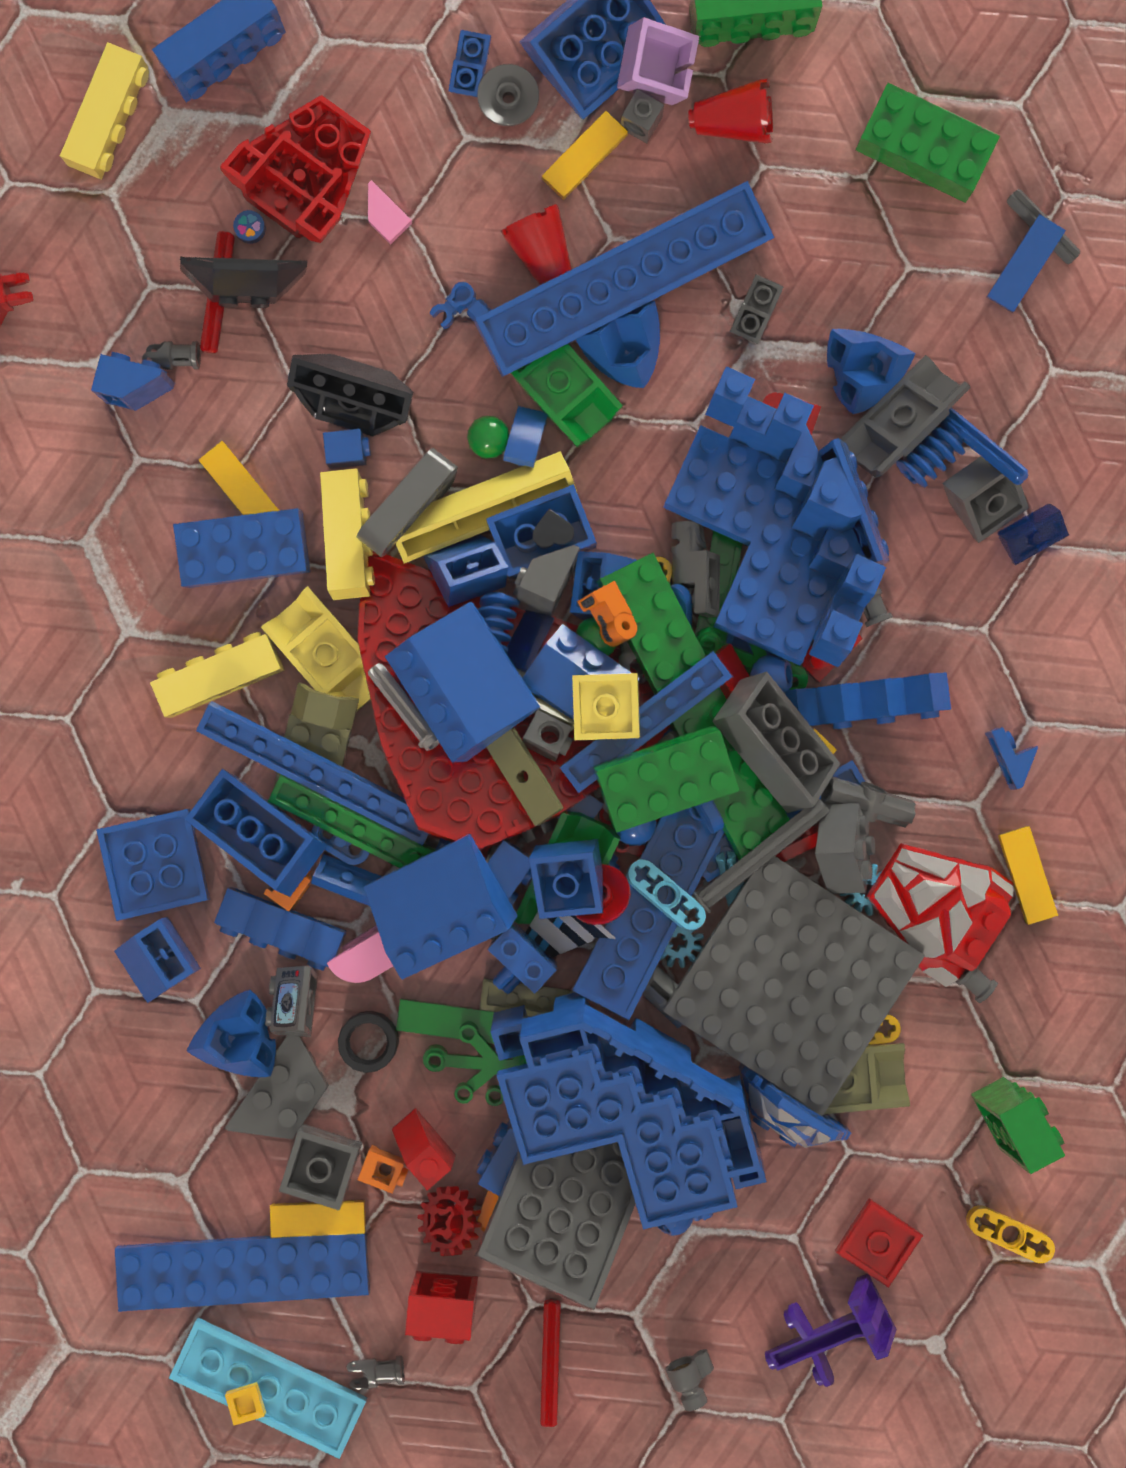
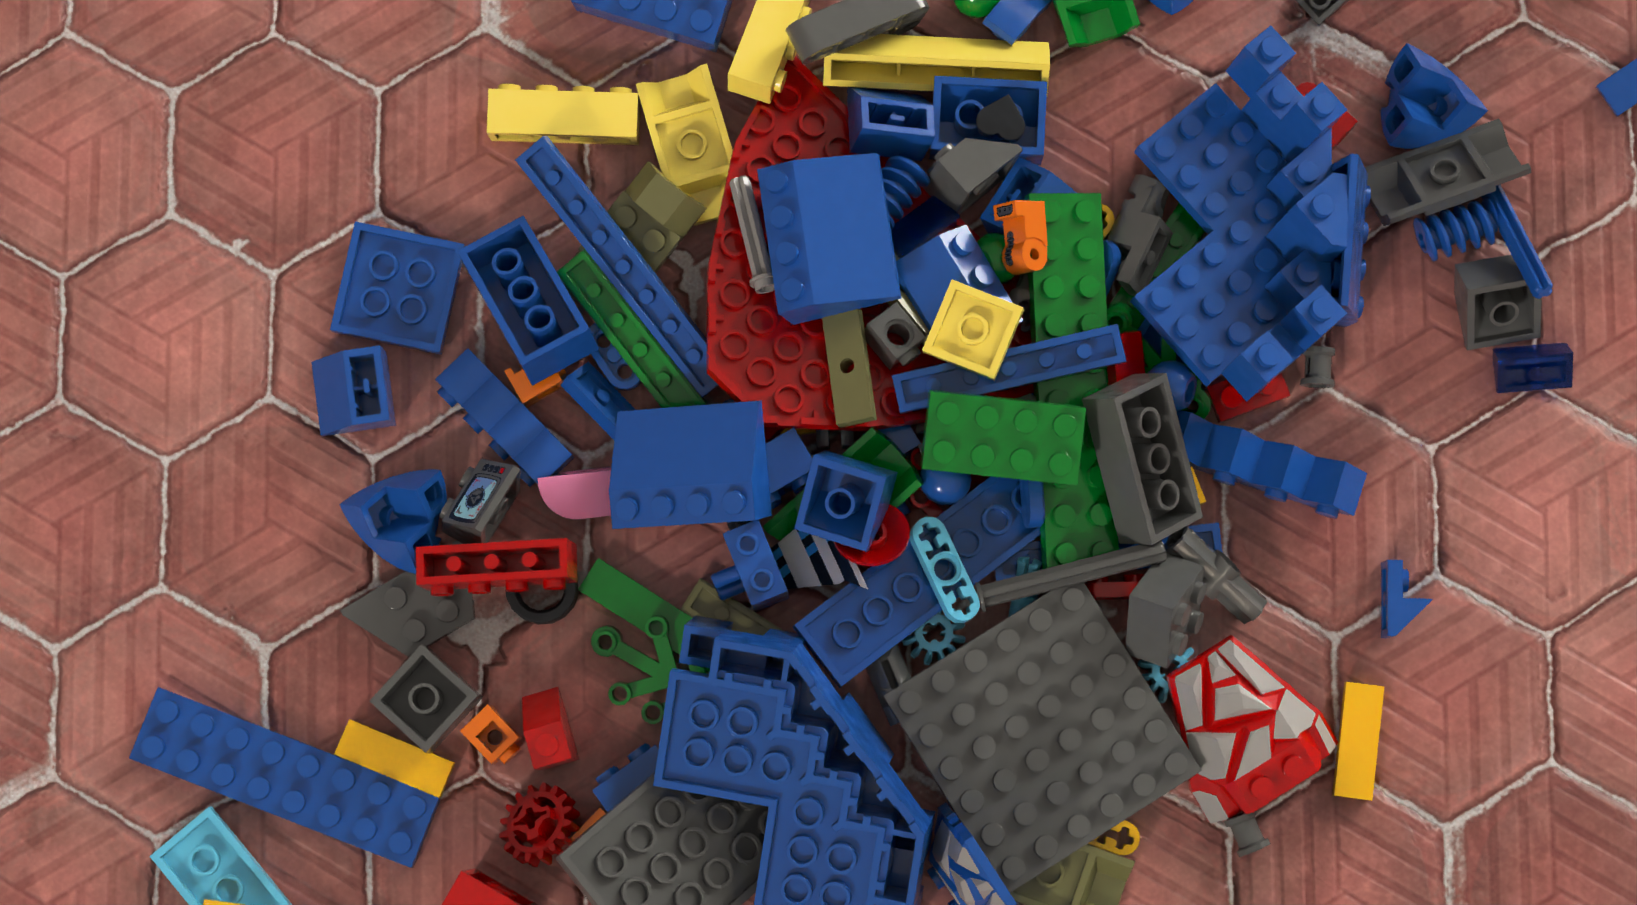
camera: 25 degrees right, 5 degrees down
(327, 1045) = (496, 565): none -> red brick

